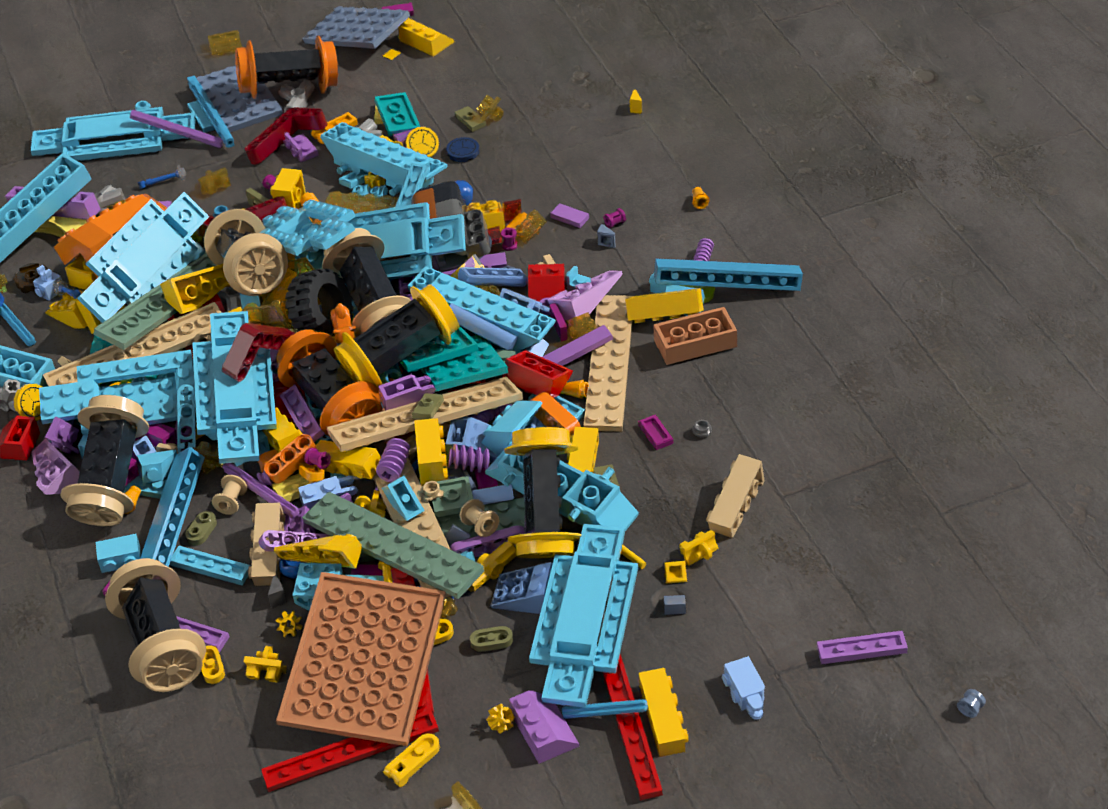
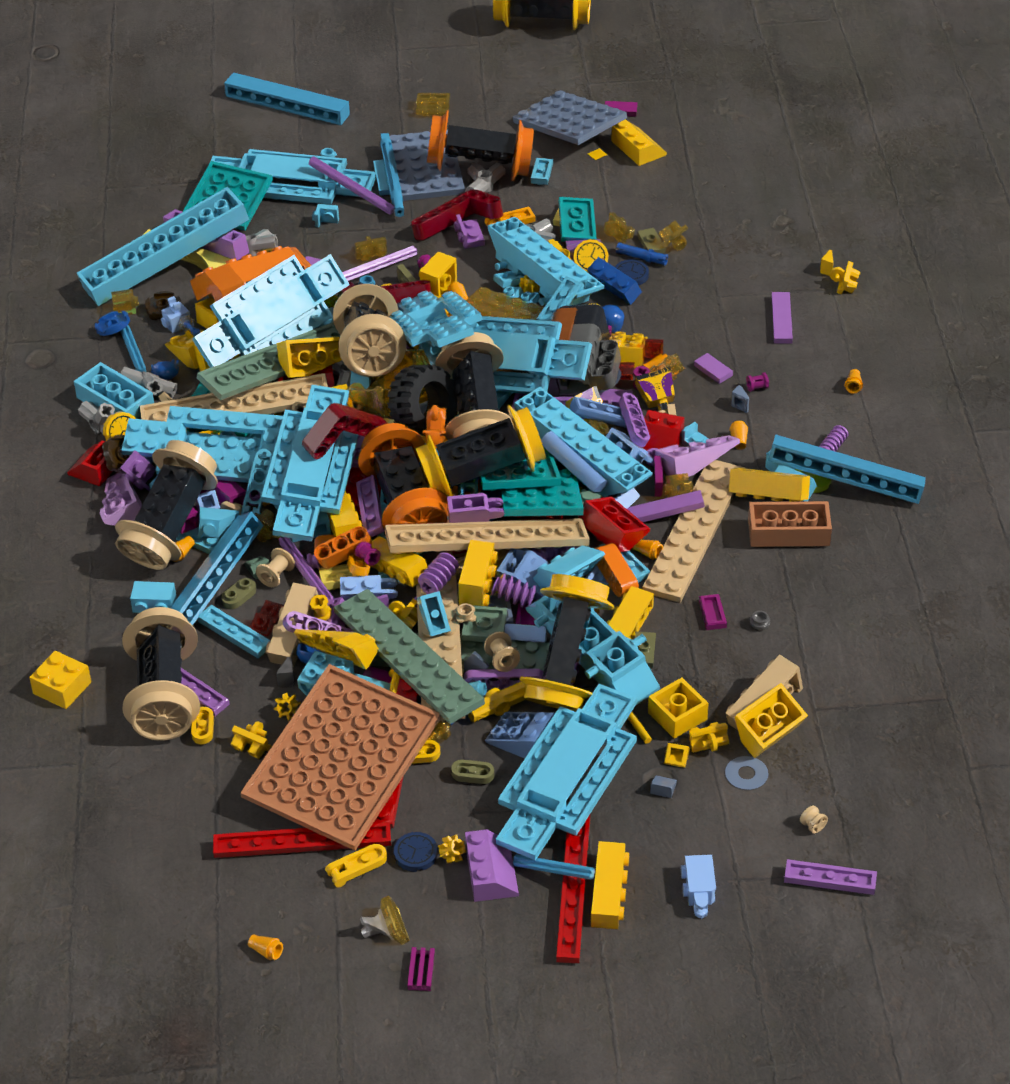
camera: 15 degrees right, 0 degrees up
(30, 421) = (111, 453): none -> dark brown plate
(45, 349) = (151, 382): none -> light grey piece
(49, 147) = (244, 183): none -> teal plate
(52, 657) = (60, 679): none -> yellow brick
(56, 335) = (166, 369): none -> blue hair
(86, 66) = (287, 98): none -> dark azure brick
(160, 159) = (326, 214): none -> medium azure bracket
(179, 173) = (341, 233): blue piece -> none
(205, 497) = (252, 564): none -> sand green slope
(229, 191) = (380, 263): none -> axle
(238, 544) = (267, 618): none -> clear red slope
(289, 519) = (319, 604): none -> yellow bush
(347, 79) = (541, 171): none -> medium azure plate
(427, 406) = (490, 529): olive plate -> none
(436, 113) = (617, 227): none -> clear yellow hips
(456, 160) = (615, 280): none -> blue brick
(465, 730) = (415, 851): none -> dark blue tile
(473, 130) = (648, 255): none -> blue pin
(519, 276) = (634, 419): none -> medium lavender beam
(527, 244) = (656, 388): none -> torso
(613, 158) = (782, 318): none -> medium lavender tile
(616, 263) = (739, 430): none -> light orange cone
(656, 111) = (846, 278): none -> yellow hips
(661, 527) = (678, 707): none -> yellow brick
(750, 517) = (769, 720): none -> yellow slope
(758, 568) = (733, 777): none -> sand blue piece
(825, 598) = (813, 819): none -> tan wheel
(971, 703) = (916, 960): sand blue wheel -> none

